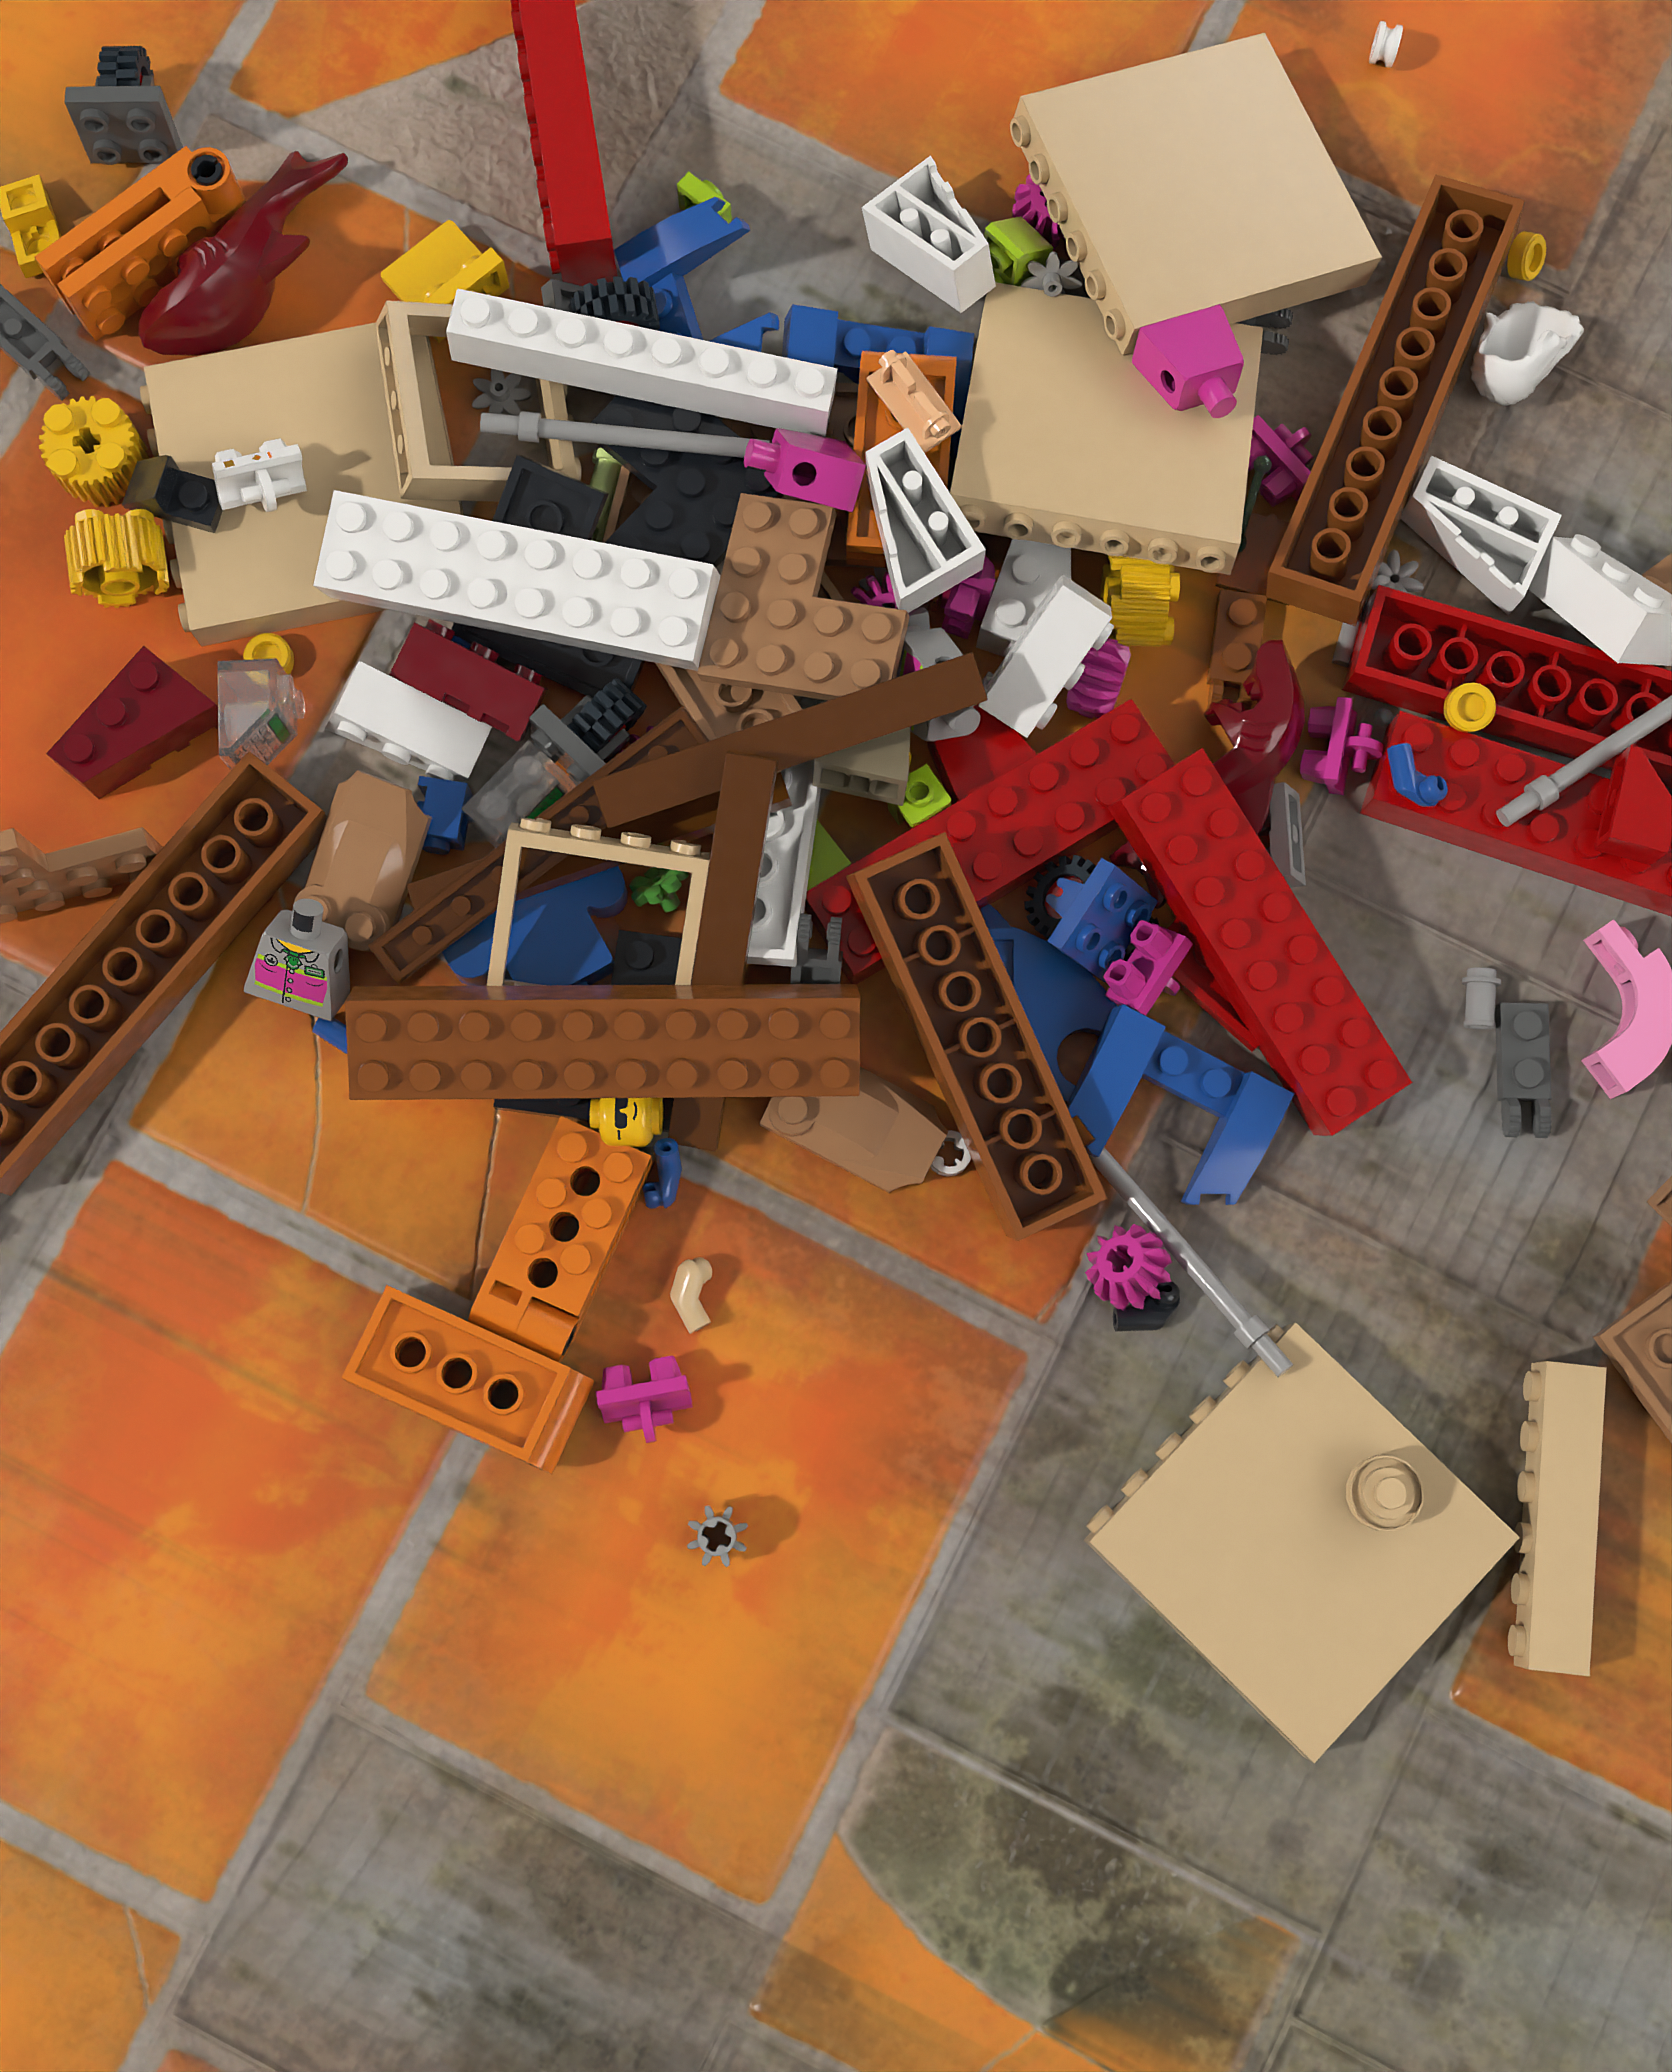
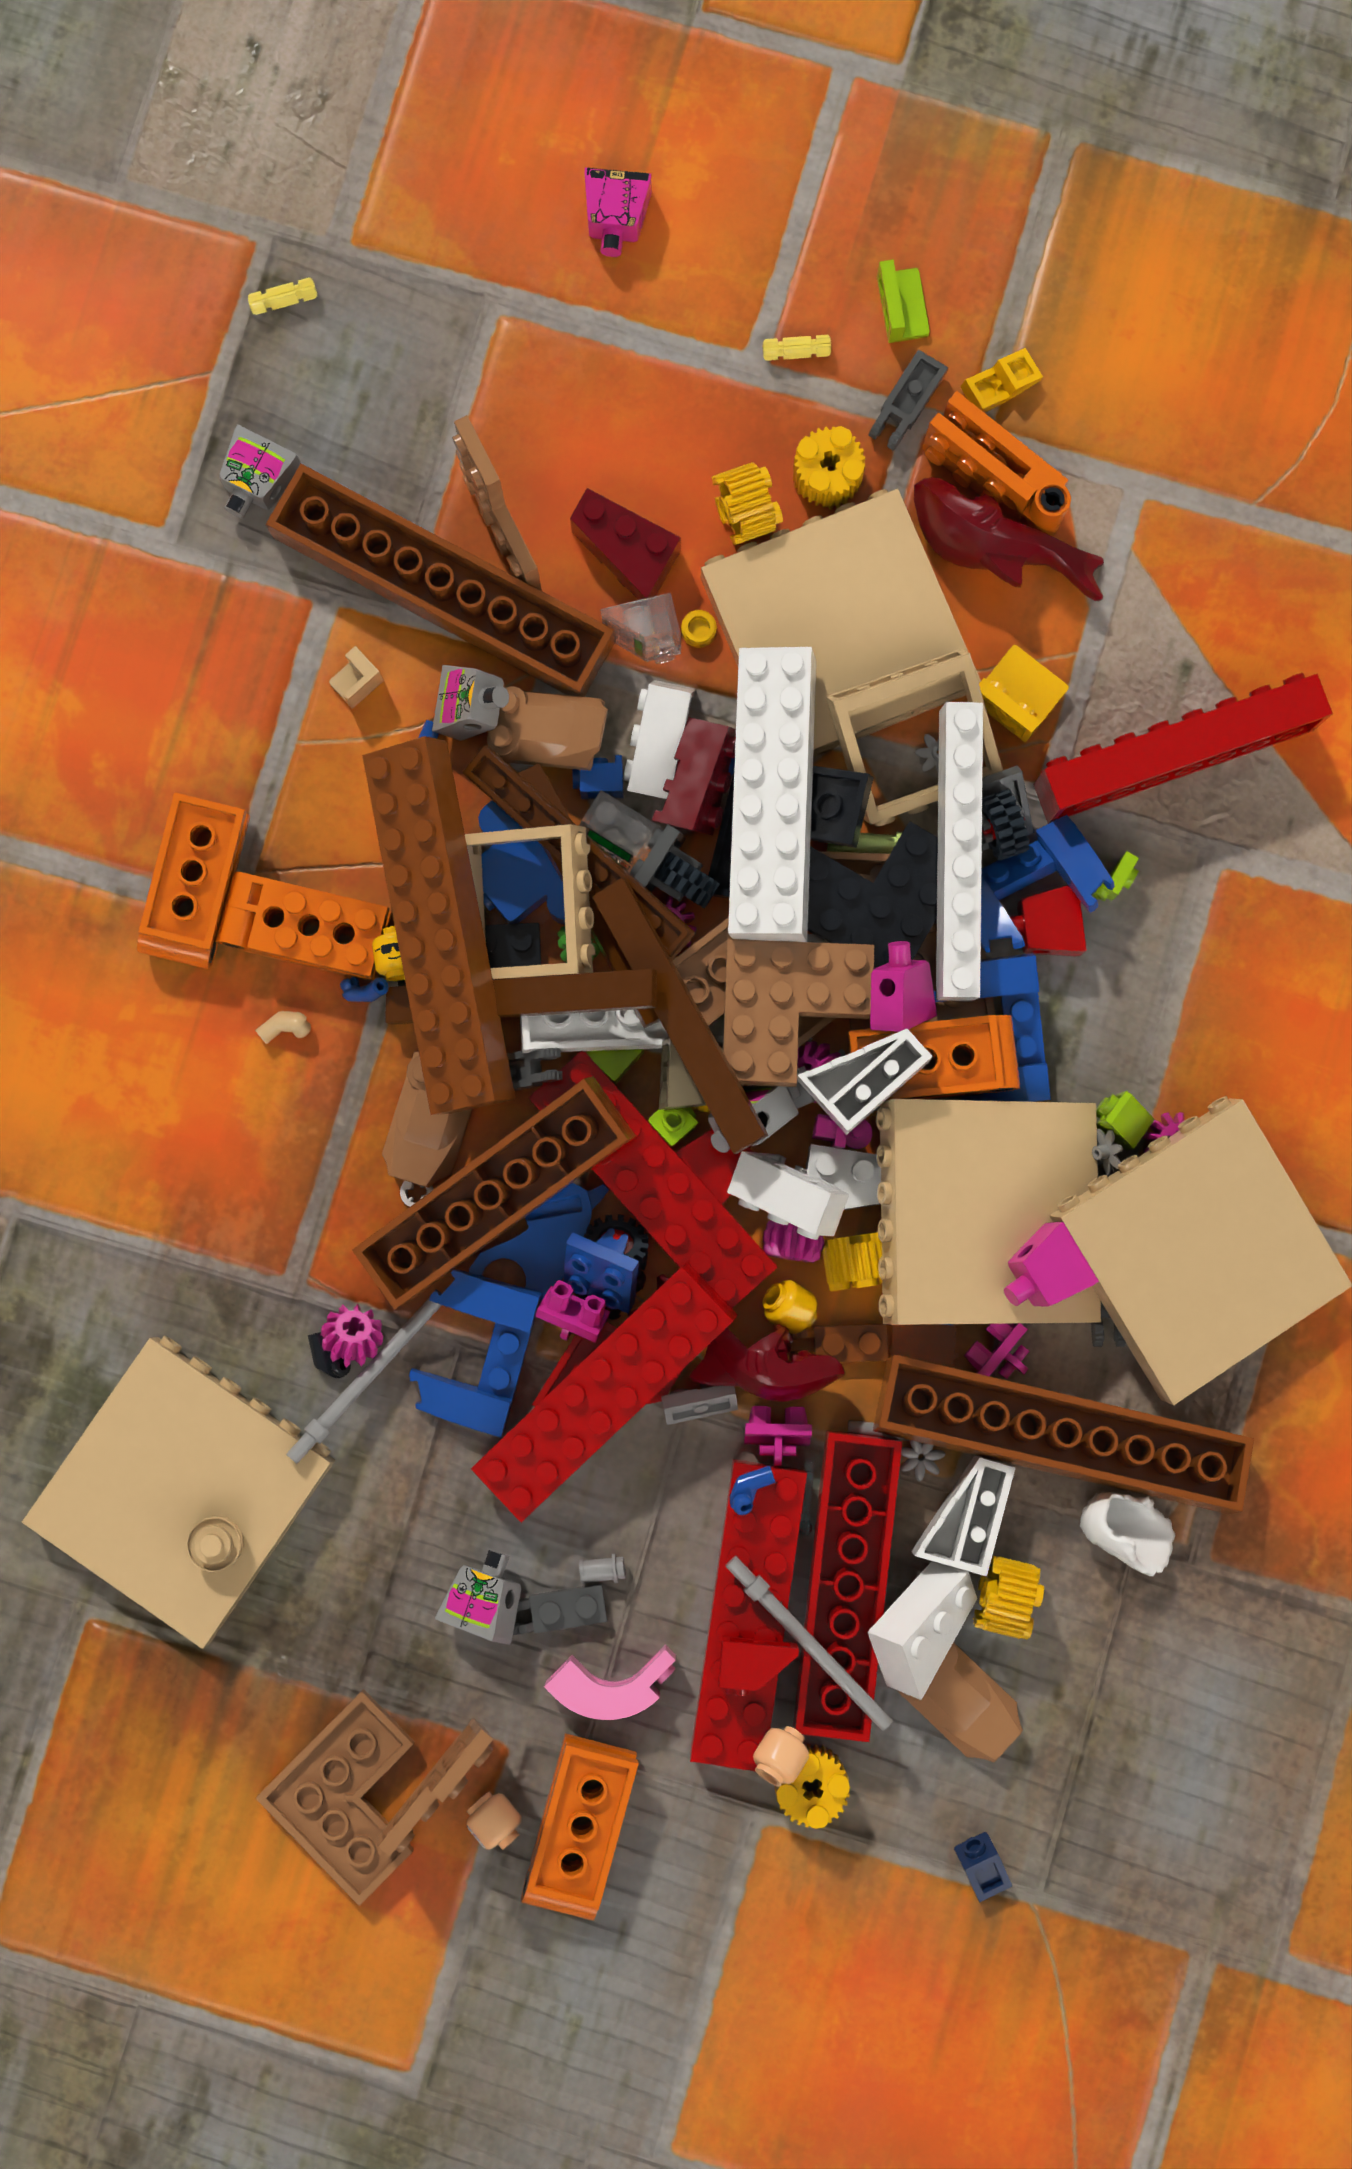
camera: 85 degrees right, 5 degrees up
(124, 112) = (1102, 427): dark grey plate -> none
(173, 494) = (799, 534): black slope -> none
(233, 1114) = (356, 678): none -> tan panel
(258, 476) = (820, 592): white hips -> none
(532, 427) = (897, 780): light grey bar -> none
(645, 1403) = (199, 991): dark pink hips -> none
(703, 1540) = (115, 1085): light grey gear -> none
(748, 286) = (1051, 923): none -> red torso
(913, 400) = (967, 1059): light nougat hinge -> none
(930, 237) = (1121, 1051): white wedge -> none
(1180, 699) = (790, 1306): none -> yellow head
(1261, 465) = (928, 1331): hinge -> none
(1469, 707) = (815, 1524): yellow tile -> none
(1504, 1153) = (483, 1600): none -> torso
(1526, 256) = (1210, 1524): yellow tile -> none
(1558, 1518) = (225, 1678): tan brick -> none
(1591, 496) = (1008, 1598): none -> yellow brick

